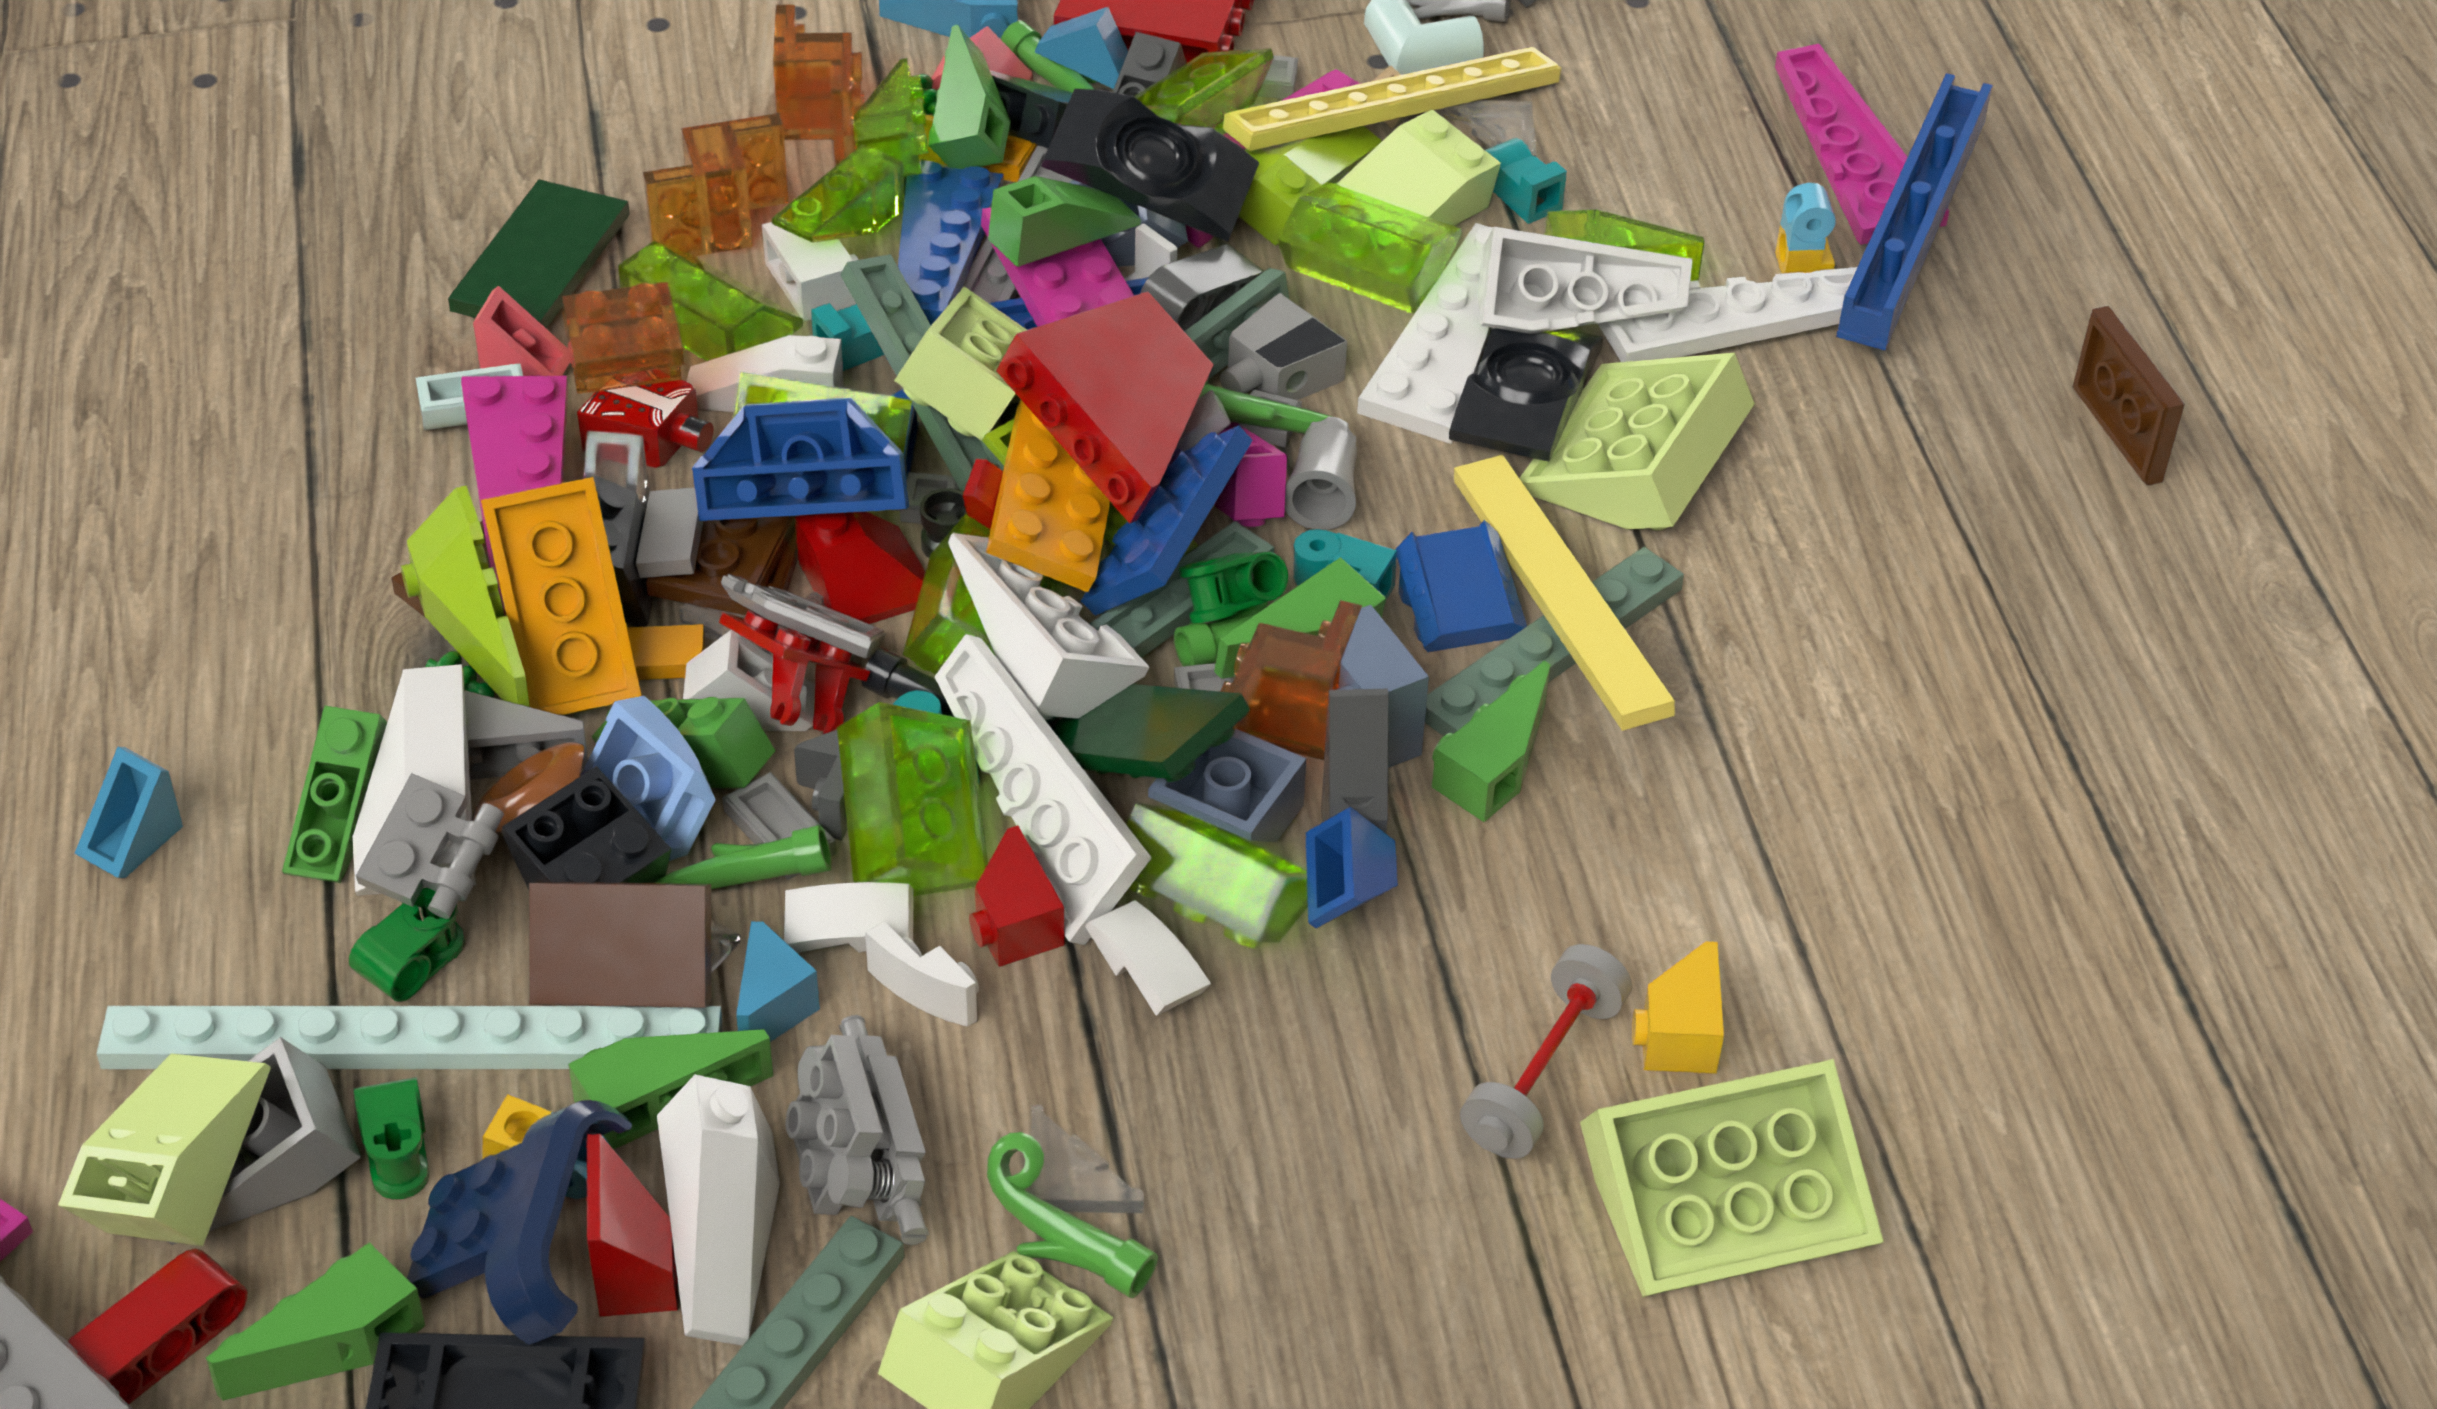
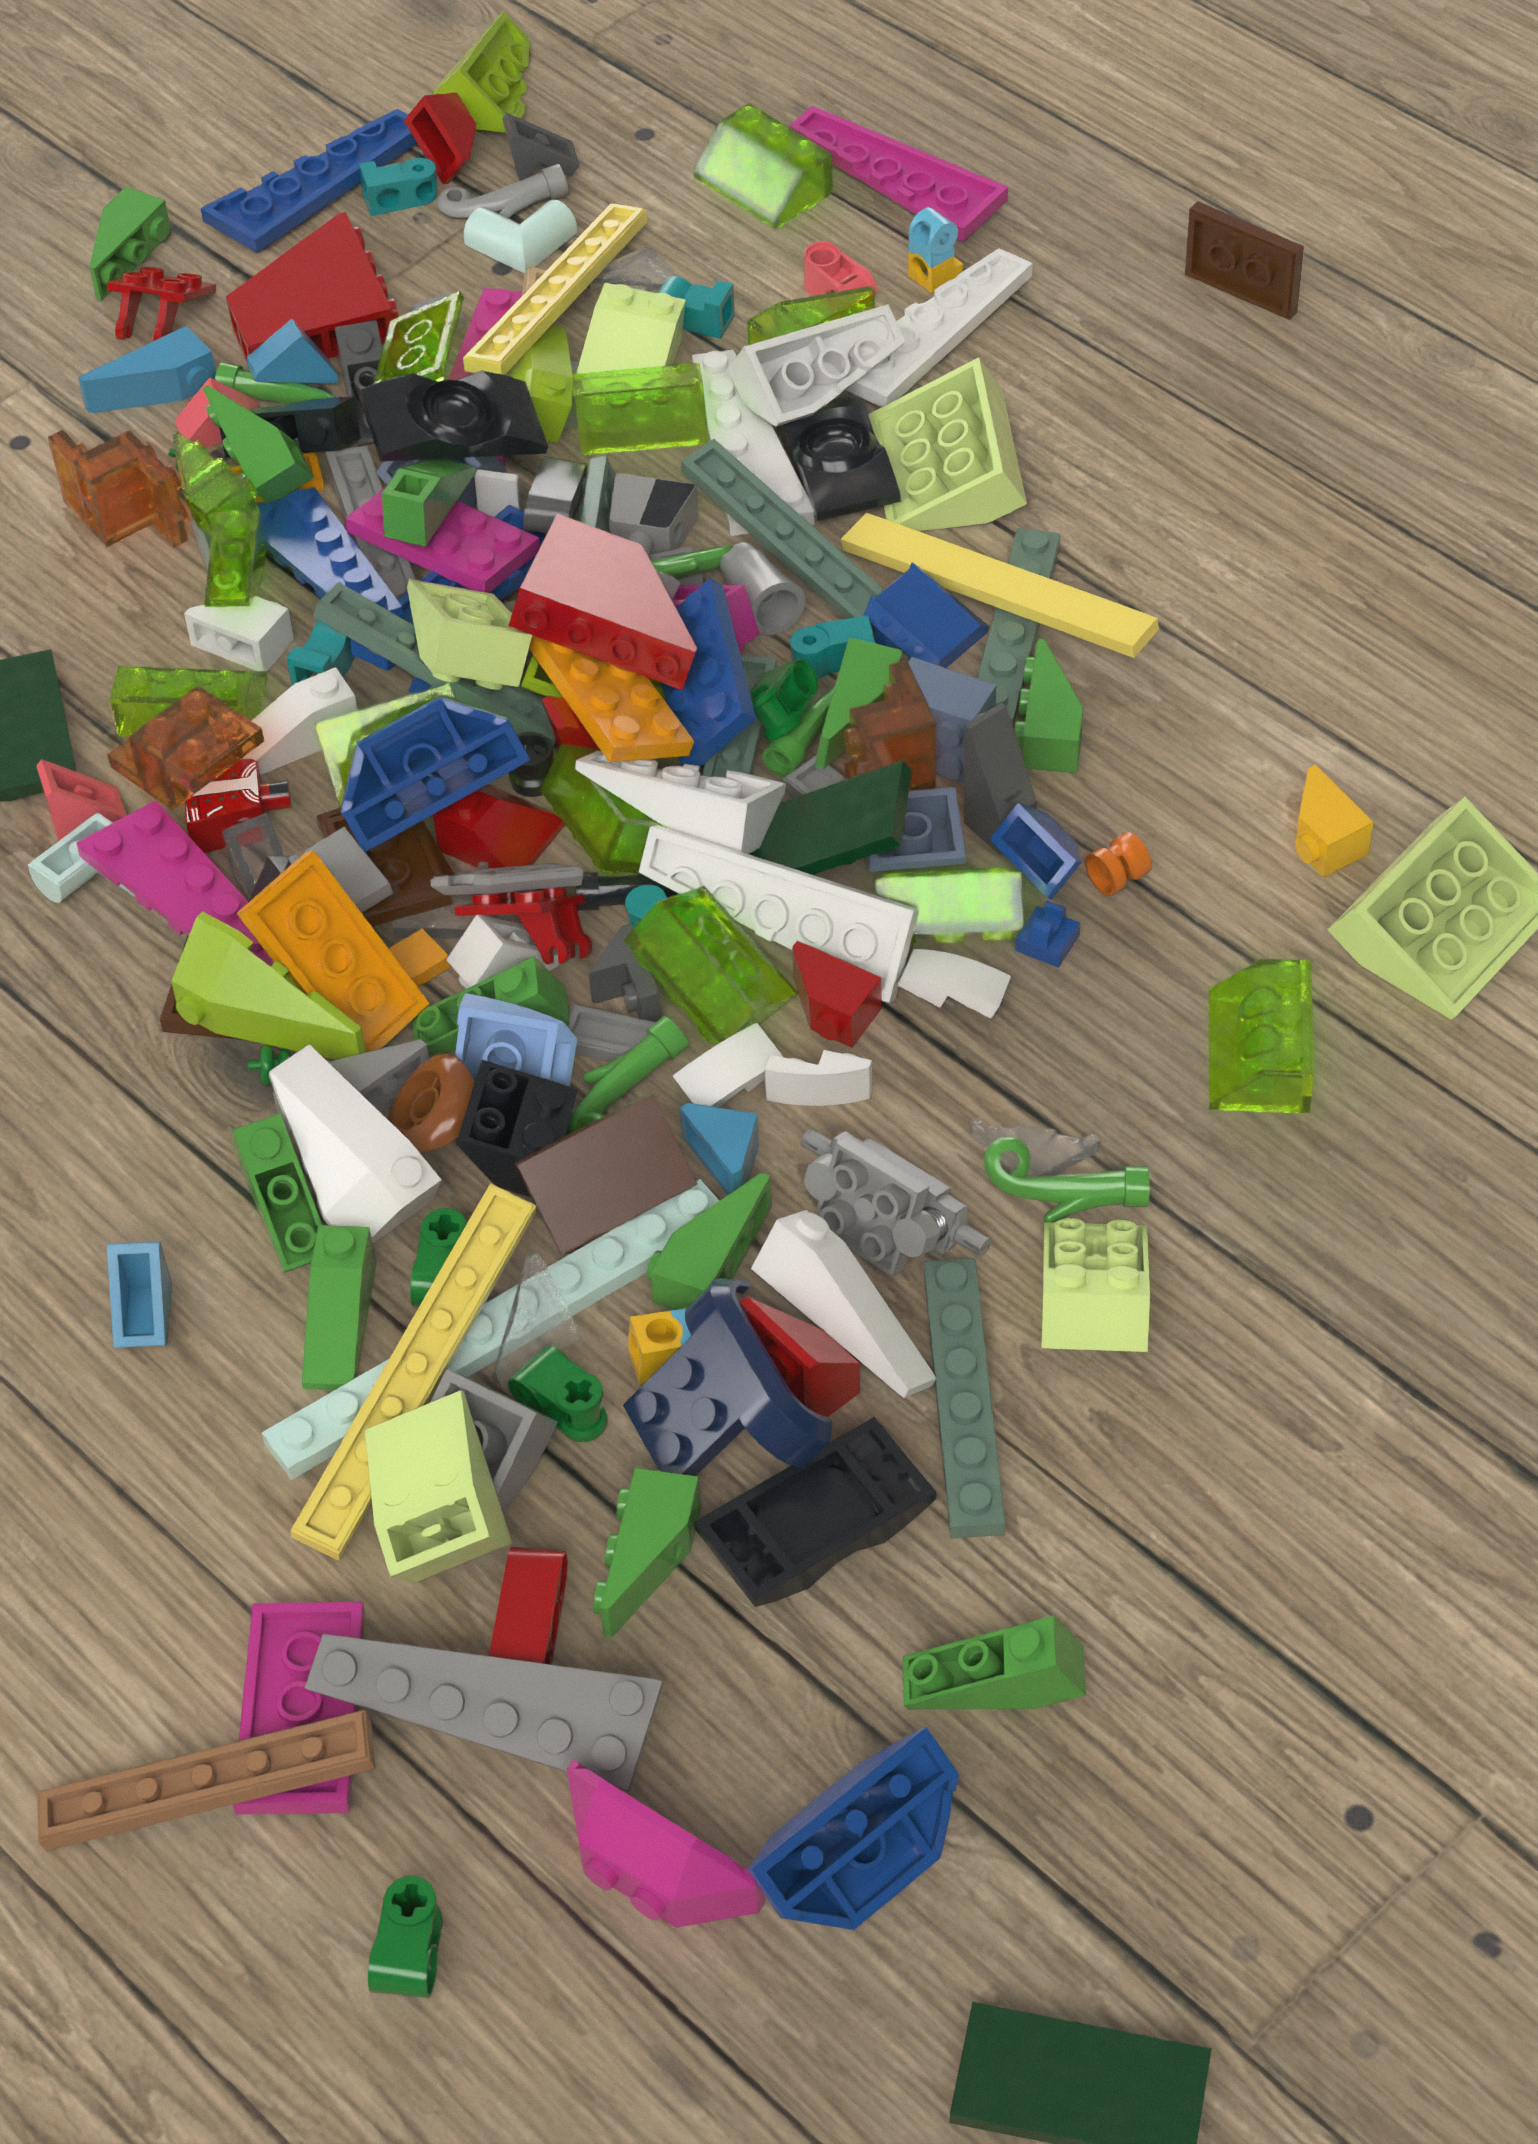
camera: 30 degrees left, 5 degrees up
(285, 927) = (337, 1305): none -> bright green slope
(308, 1009) = (415, 1364): none -> light yellow tile
(414, 838) = (401, 1185): light grey plate -> none
(436, 1048) = (535, 1320): none -> clear tile
(725, 175) = (120, 602): clear orange bracket -> none
(1292, 965) = (1048, 934): none -> blue tile
(1391, 423) = (780, 529): none -> sand green plate
(1409, 1199) = (1262, 1038): none -> clear neon green slope
(1425, 932) = (1122, 861): none -> orange wheel
(1503, 1116) = (1255, 838): light grey axle -> none
(1688, 208) = (832, 270): none -> coral piece
(1716, 81) = (765, 166): none -> clear neon green slope
(1913, 214) = (996, 199): blue tile -> none

